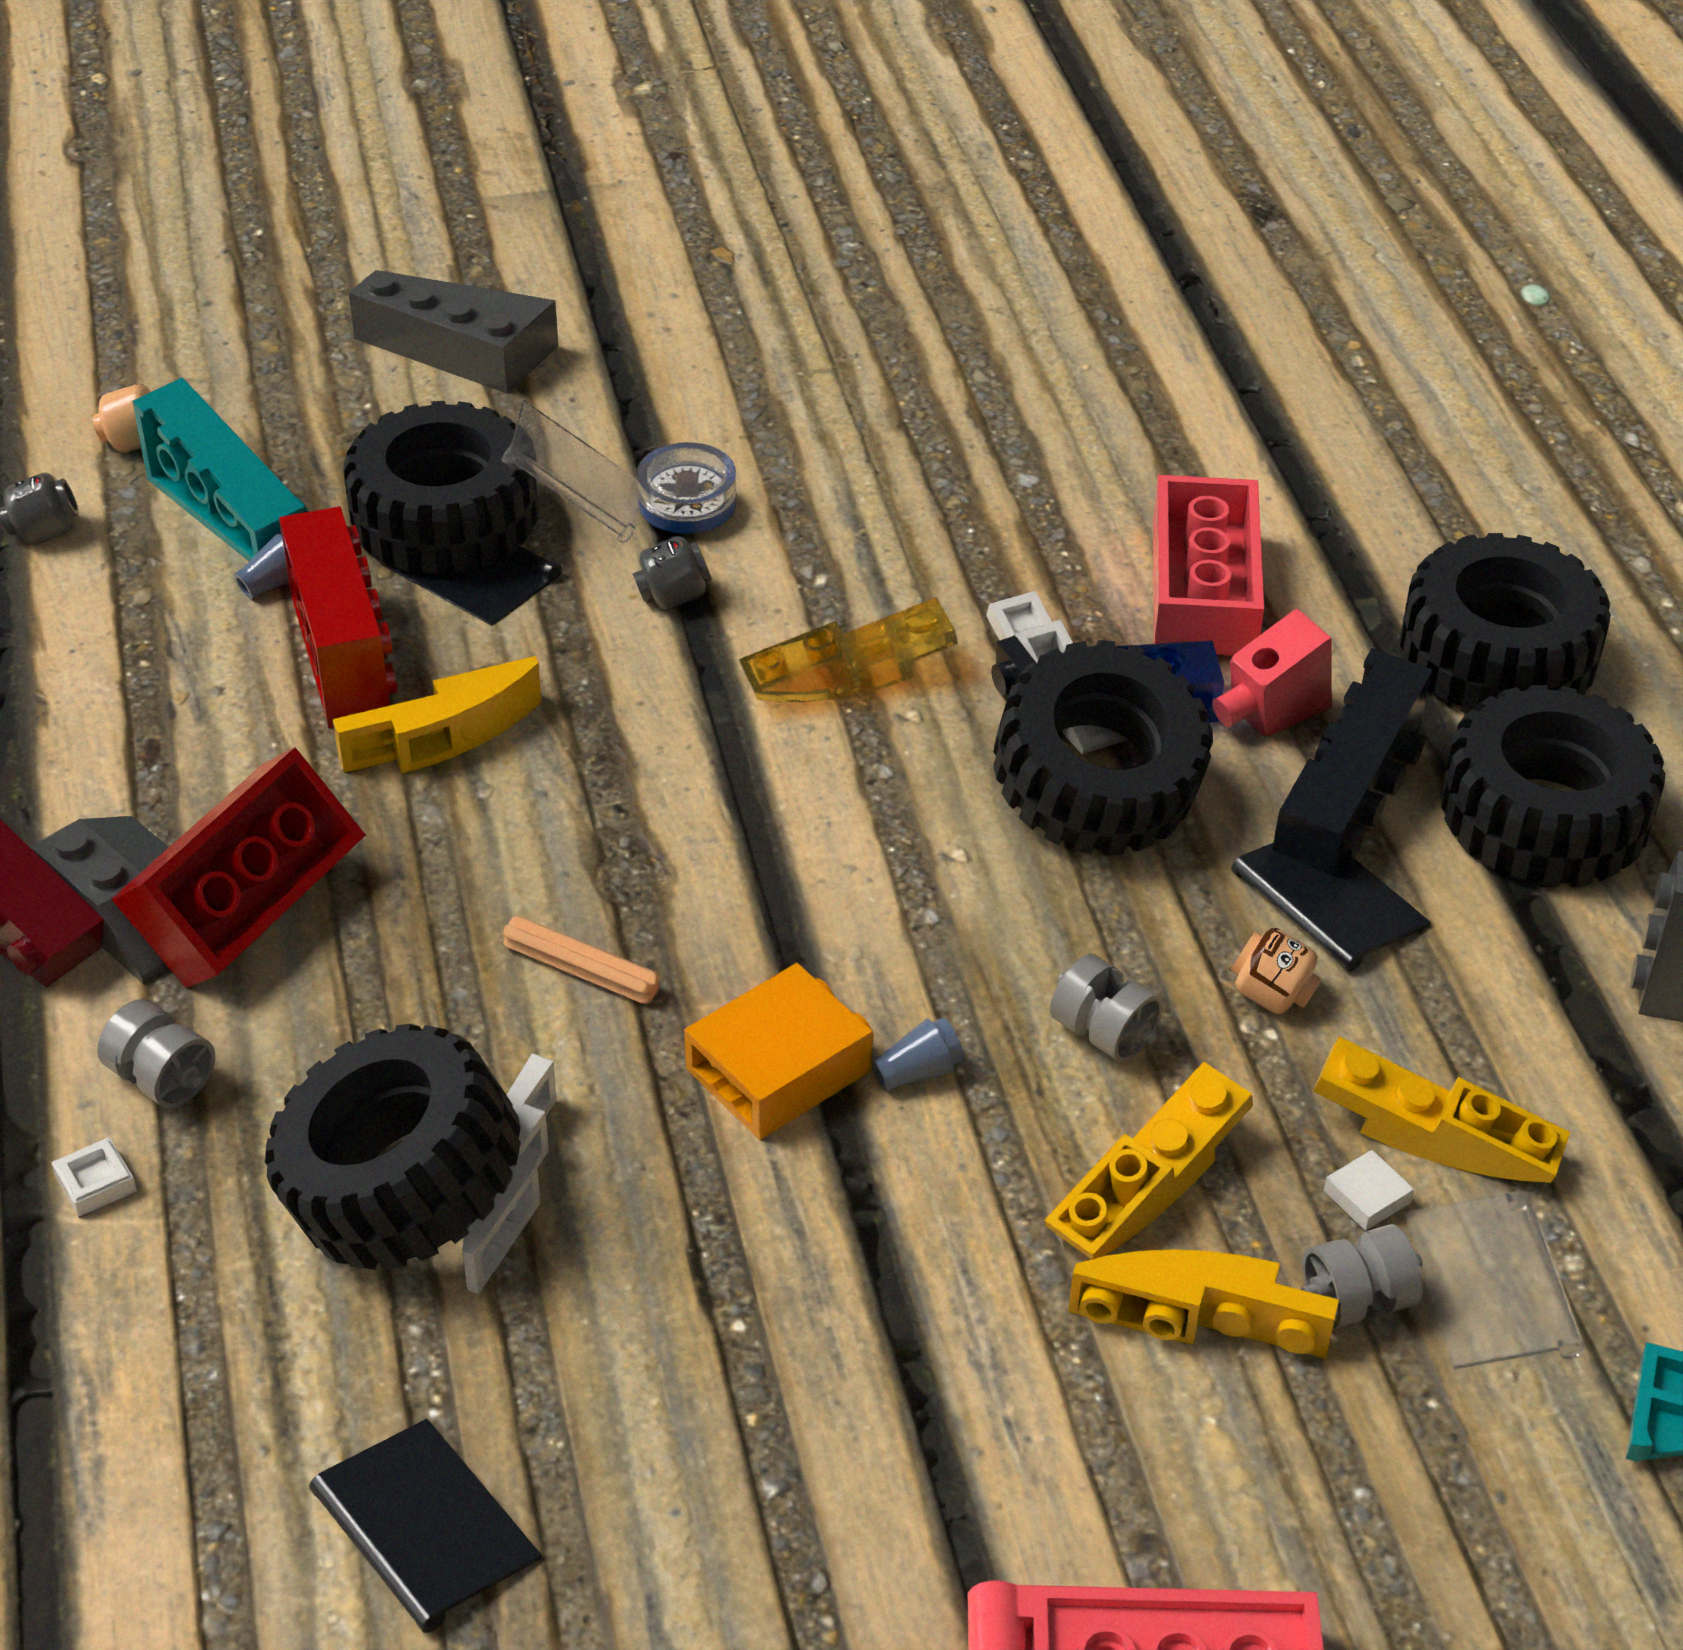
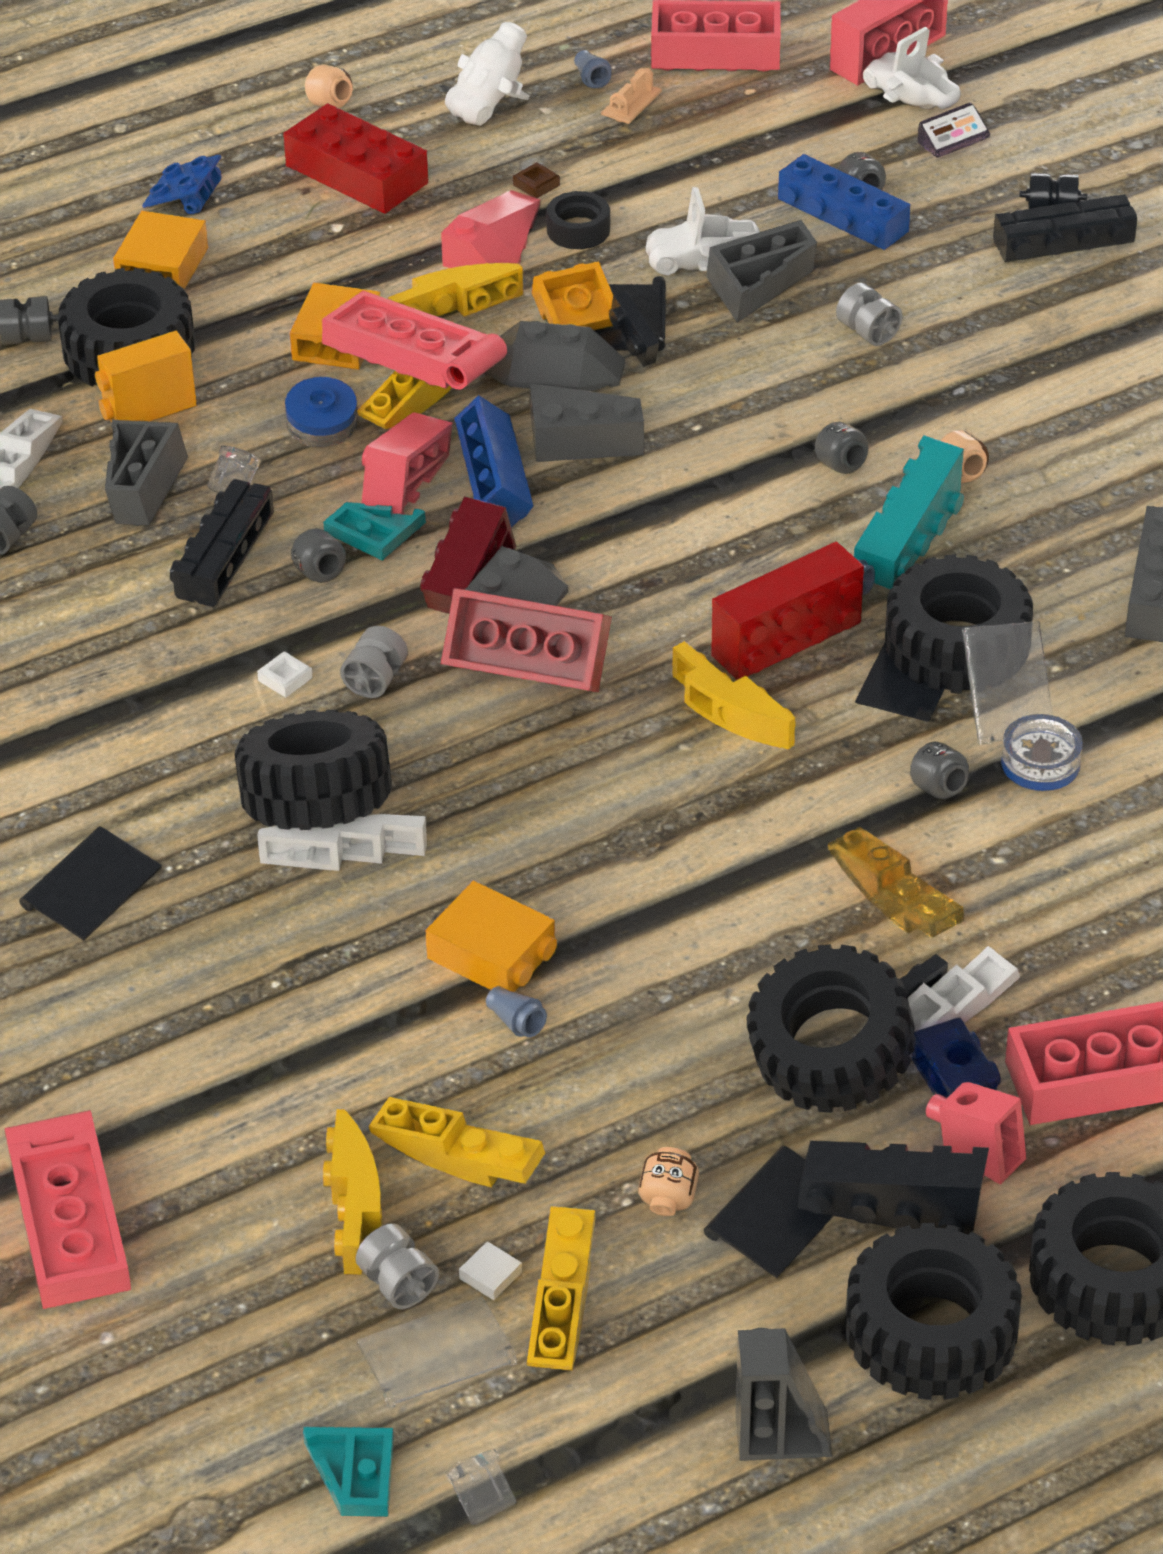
camera: 75 degrees right, 0 degrees up
(581, 959) = (540, 830): light nougat axle -> none
(1114, 1013) = (590, 1092): light grey wheel -> none

